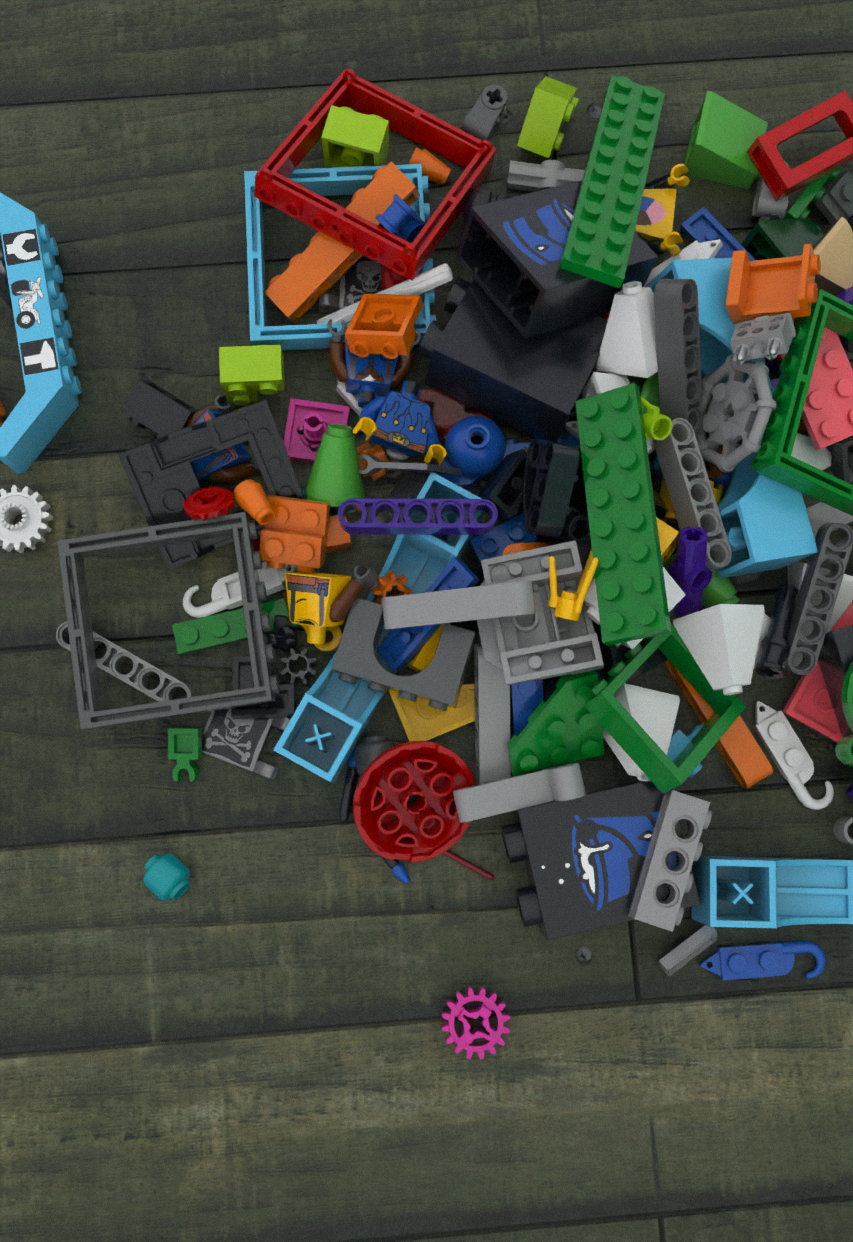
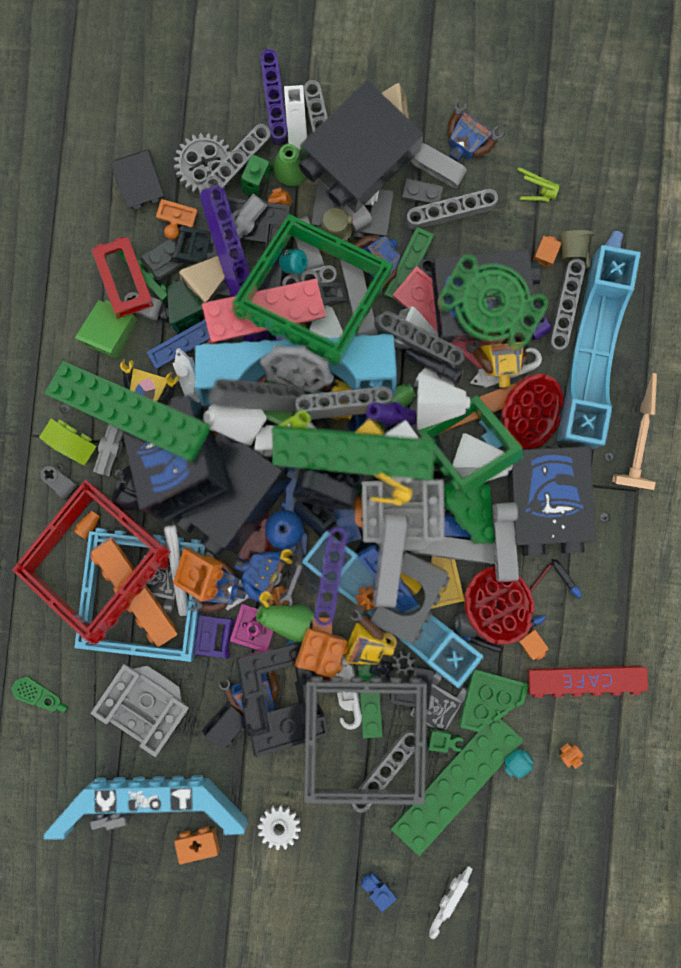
camera: 65 degrees left, 5 degrees up
(121, 784) = (456, 785): none -> green plate
(162, 140) = (39, 698): none -> green piece
(173, 286) = (142, 706): none -> light grey slope
(191, 961) = (571, 756): none -> orange gear
(208, 503) = (291, 702): red gear -> none
(250, 370) = (211, 663): lime brick -> none
(253, 500) = (300, 675): orange cone -> none
(262, 812) = (489, 699): none -> green plate
(301, 365) = (207, 636): none -> dark purple plate
(317, 969) = (587, 680): none -> red brick
(354, 139) = (65, 571): lime brick -> none
(359, 869) = (533, 645): none -> orange brick
(401, 220) = (132, 552): blue piece -> none
(468, 1034) = (639, 584): dark pink gear -> none
(473, 909) = (566, 578): none -> black piece
(664, 840) = (587, 480): light grey brick -> none
(669, 992) = (648, 407): none -> light nougat piece
(688, 949) = (613, 456): light grey tile -> none
(751, 802) = (533, 410): none -> red brick
(762, 337) = (258, 344): light grey piece -> none
(762, 959) = (624, 412): blue plate -> none
(772, 285) = (223, 330): orange panel -> none
(808, 737) = (499, 360): none -> torso

